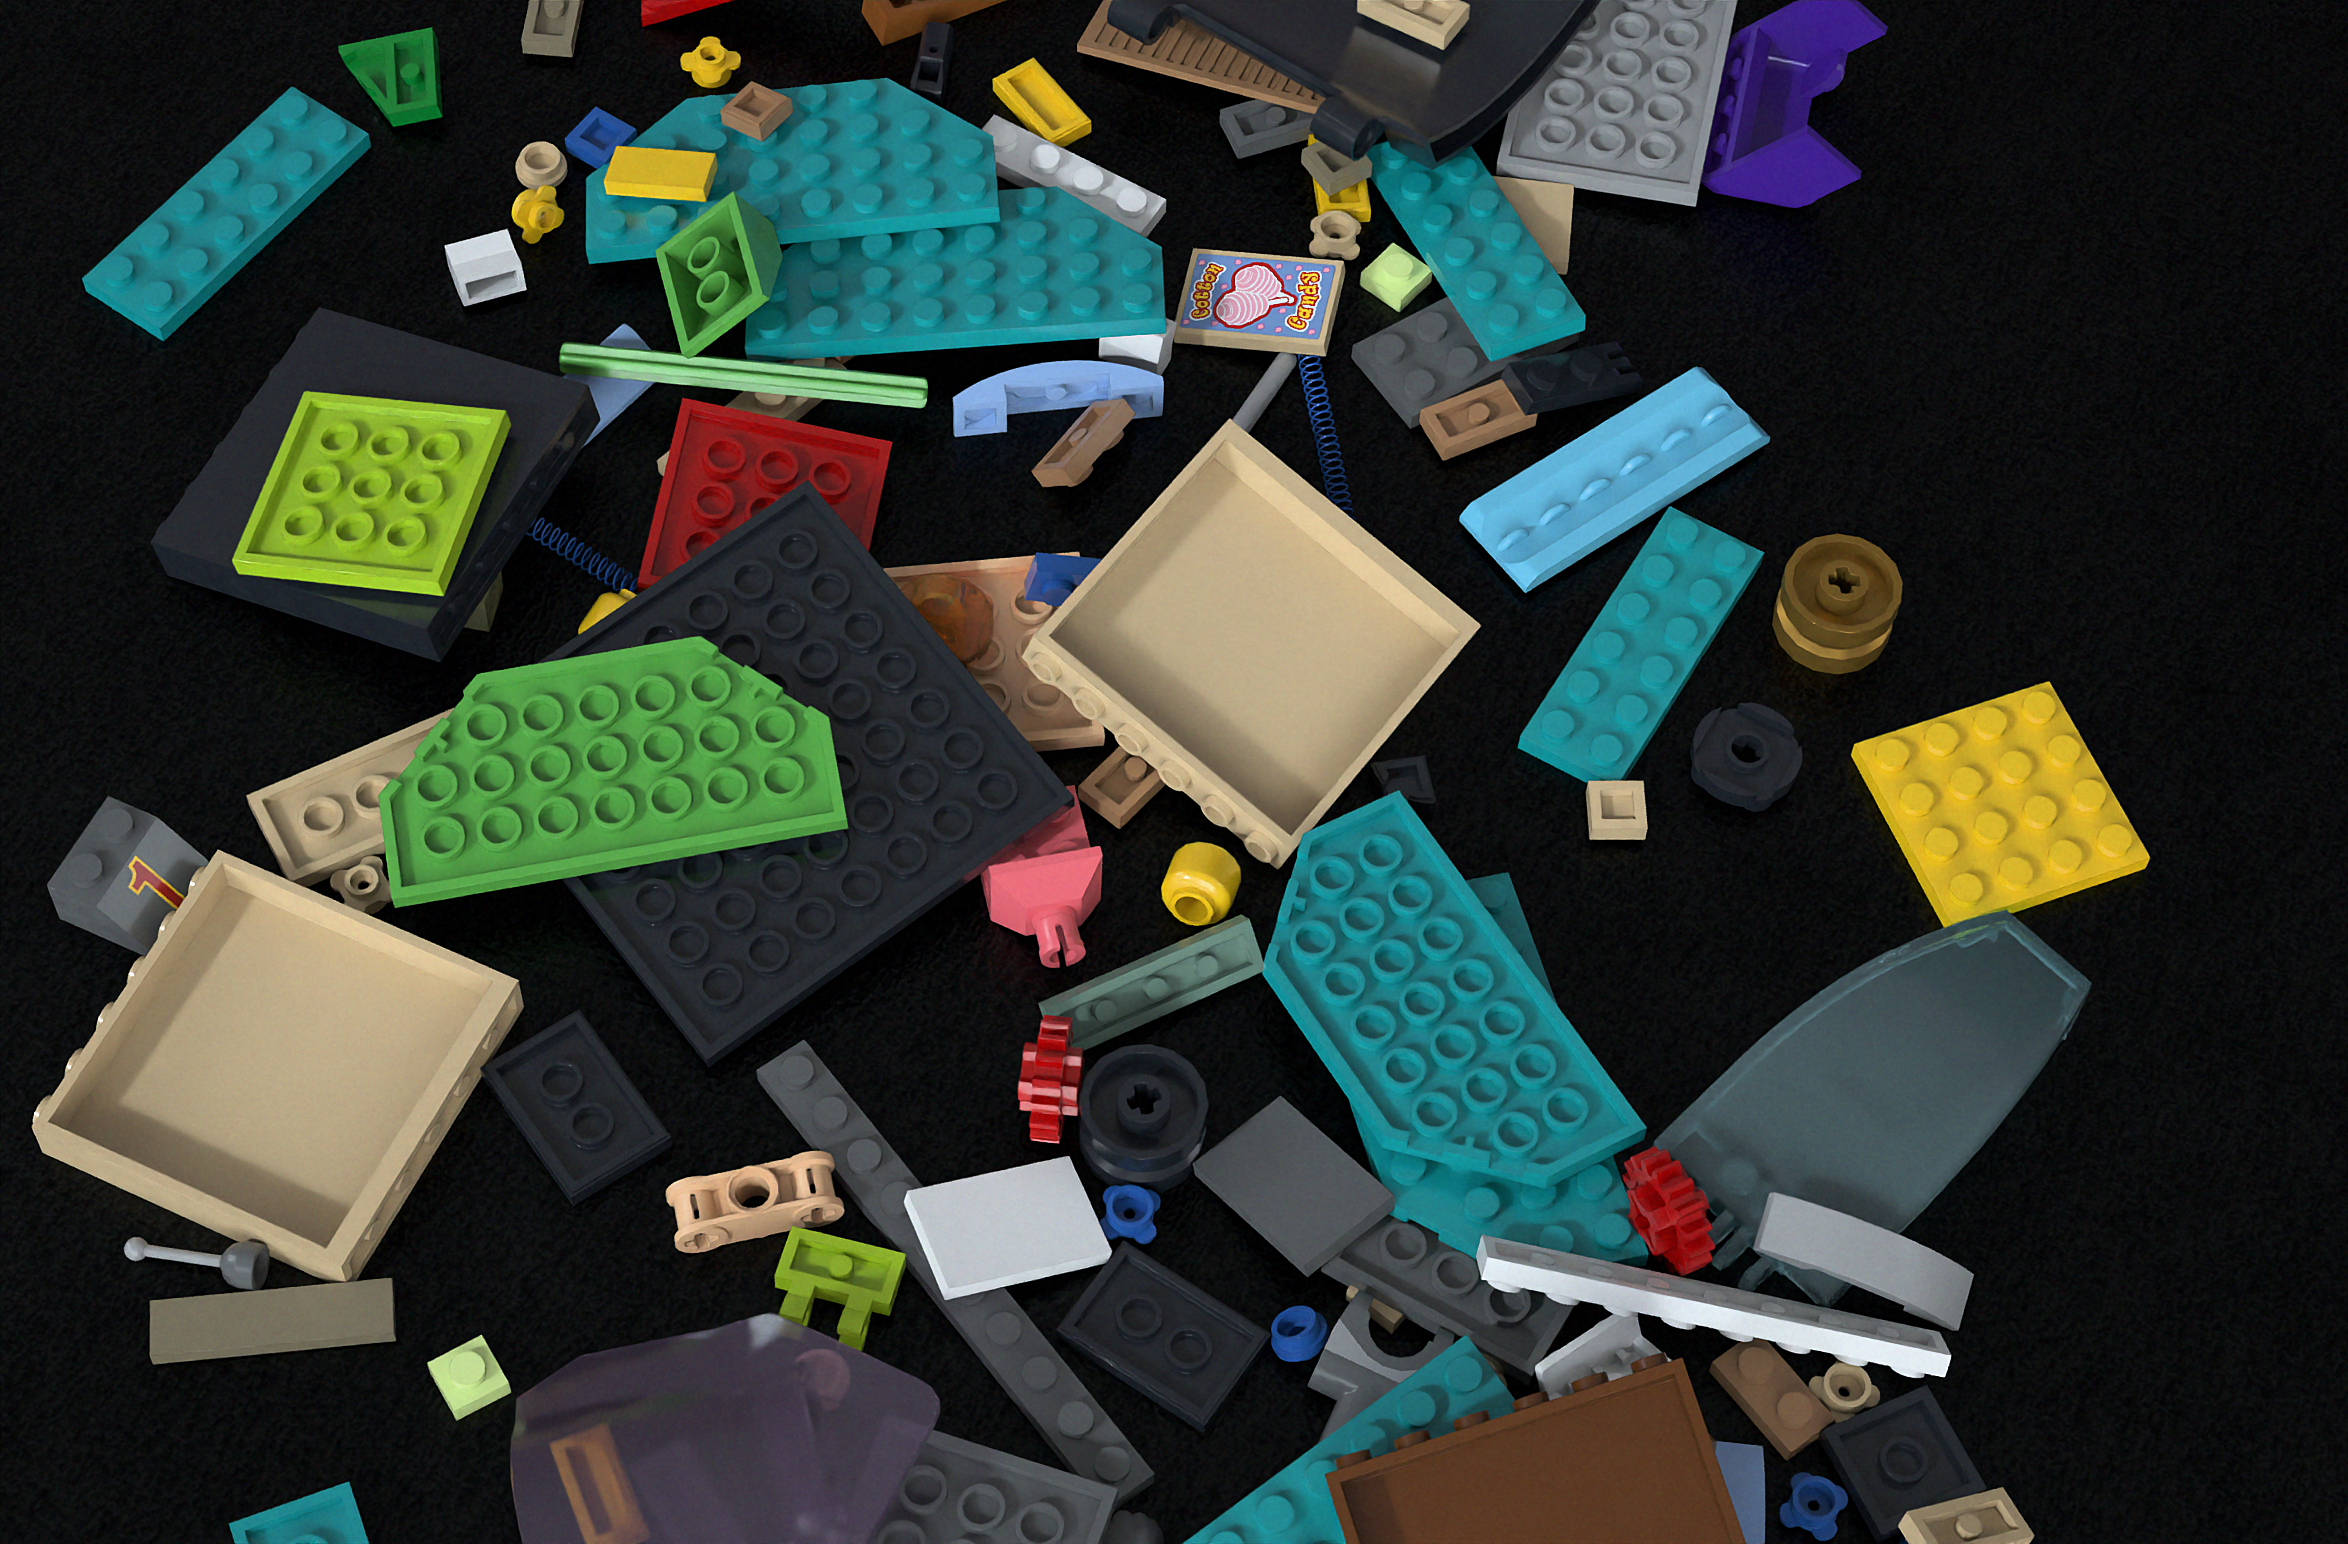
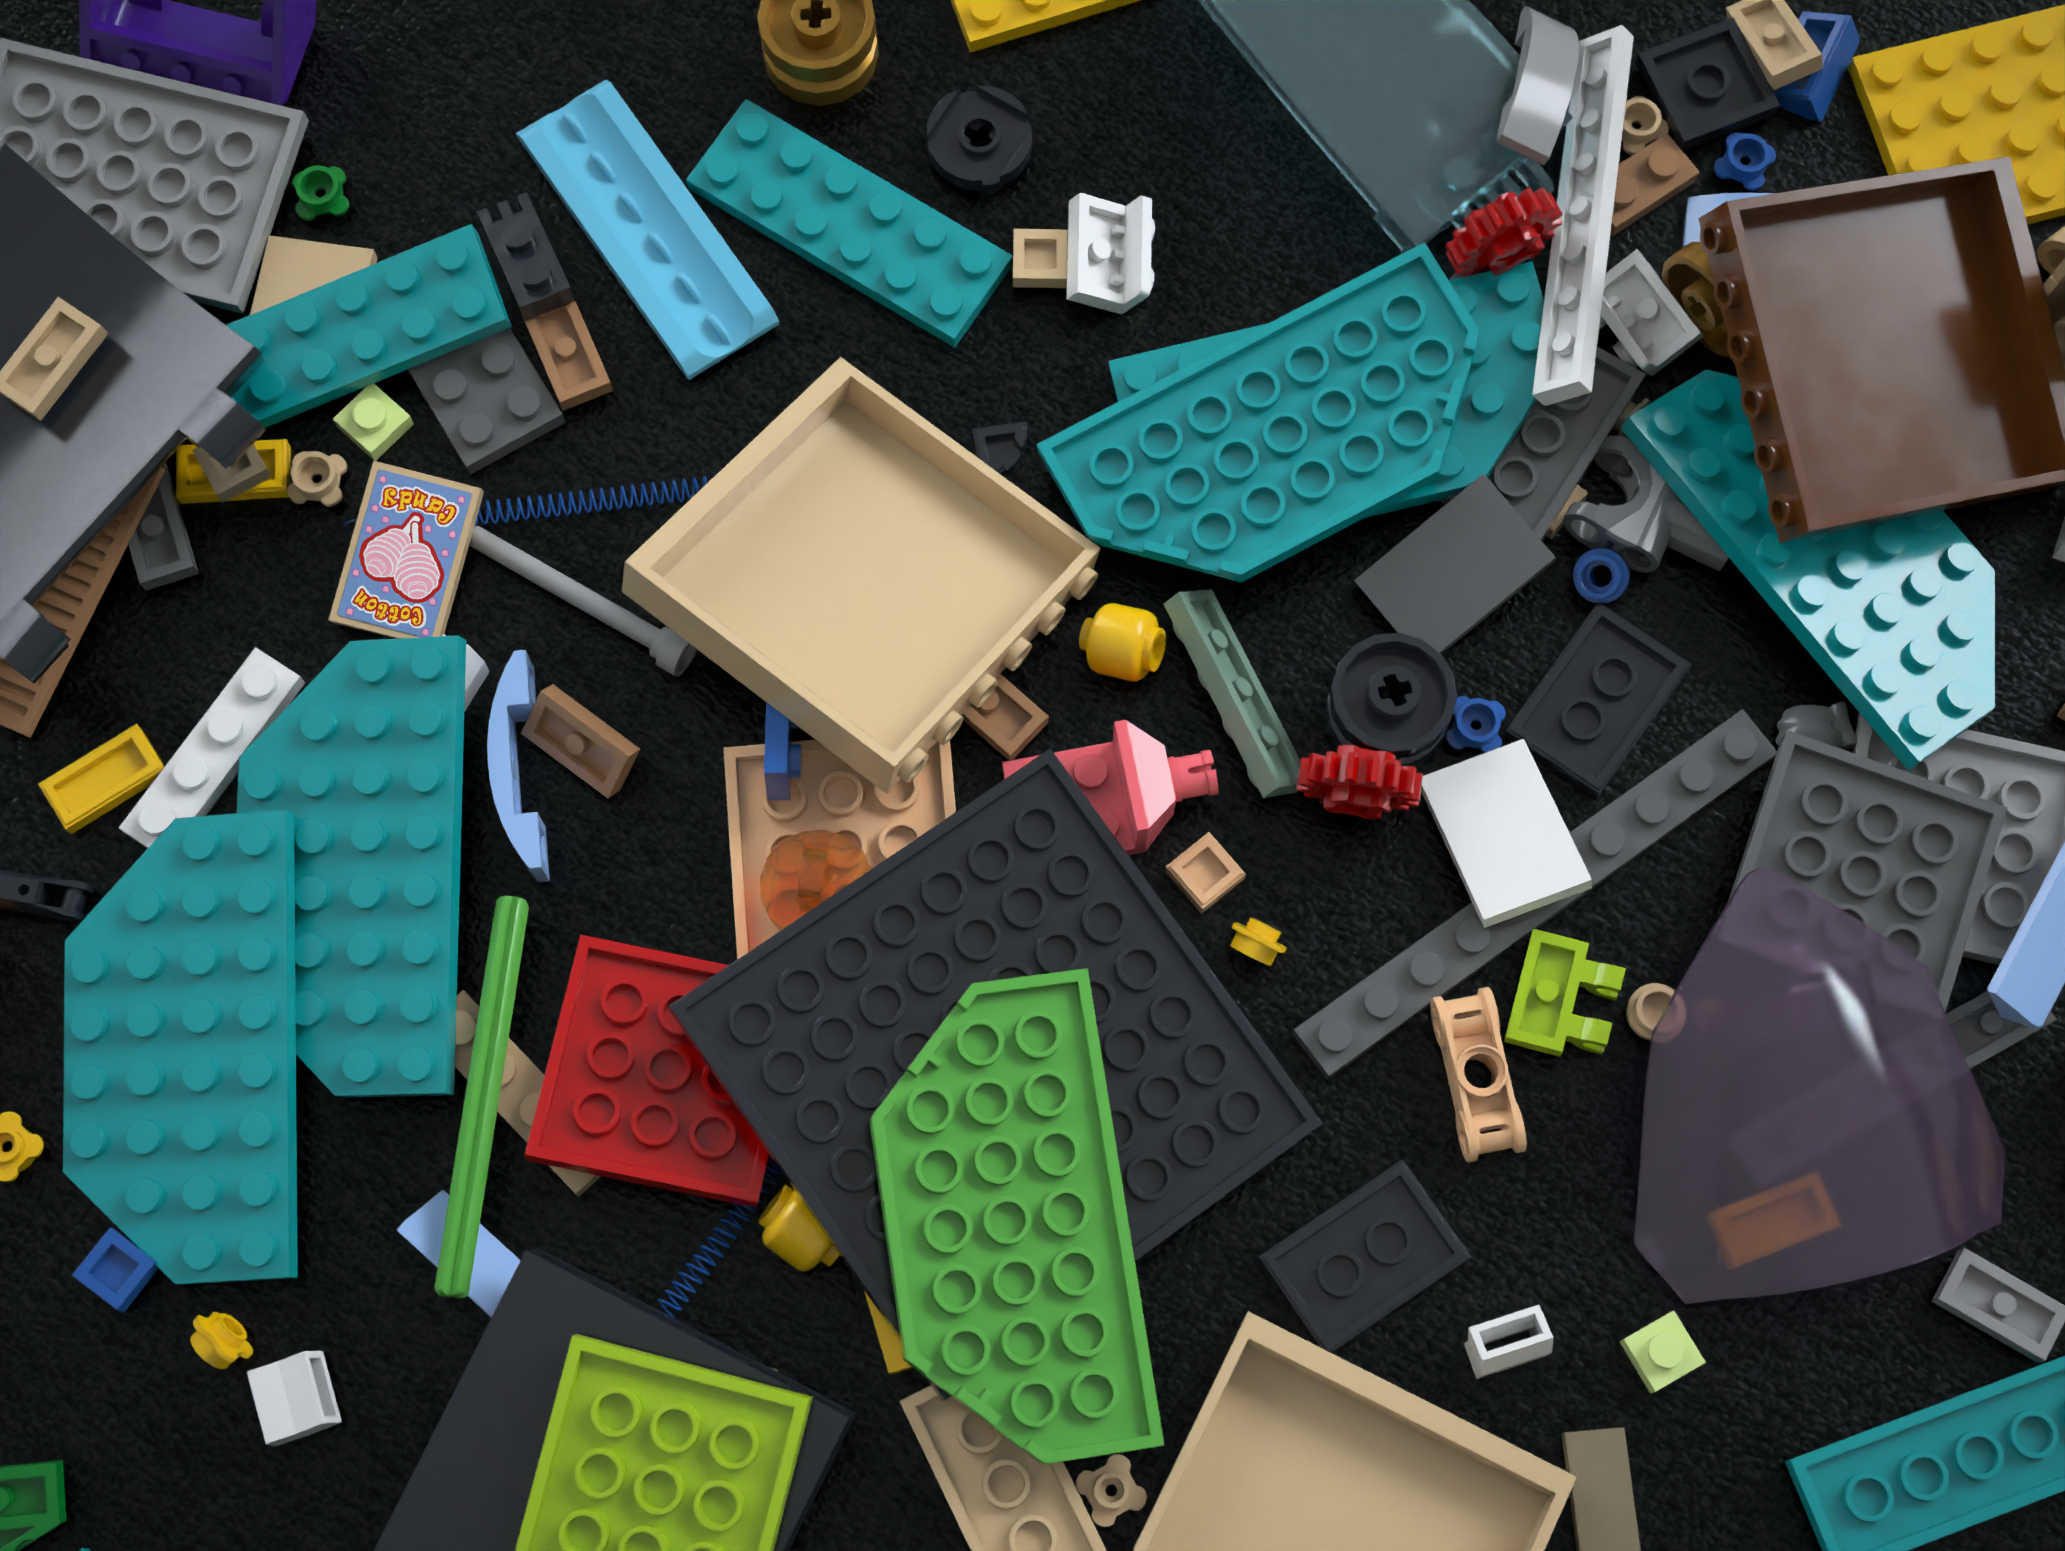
camera: 85 degrees left, 15 degrees up
(476, 1194) = (1514, 1354): none -> white piece
(540, 165) = (147, 1340): tan plate -> none
(661, 173) = (197, 1189): yellow tile -> none
(718, 271) = (363, 1113): bright green slope -> none
(756, 111) = (110, 1083): medium nougat tile -> none
(892, 1005) = (1257, 941): none -> yellow plate
(967, 967) = (1205, 872): none -> light nougat tile
(1621, 212) = (314, 180): none -> green plate
(1627, 864) = (1109, 252): none -> white bracket

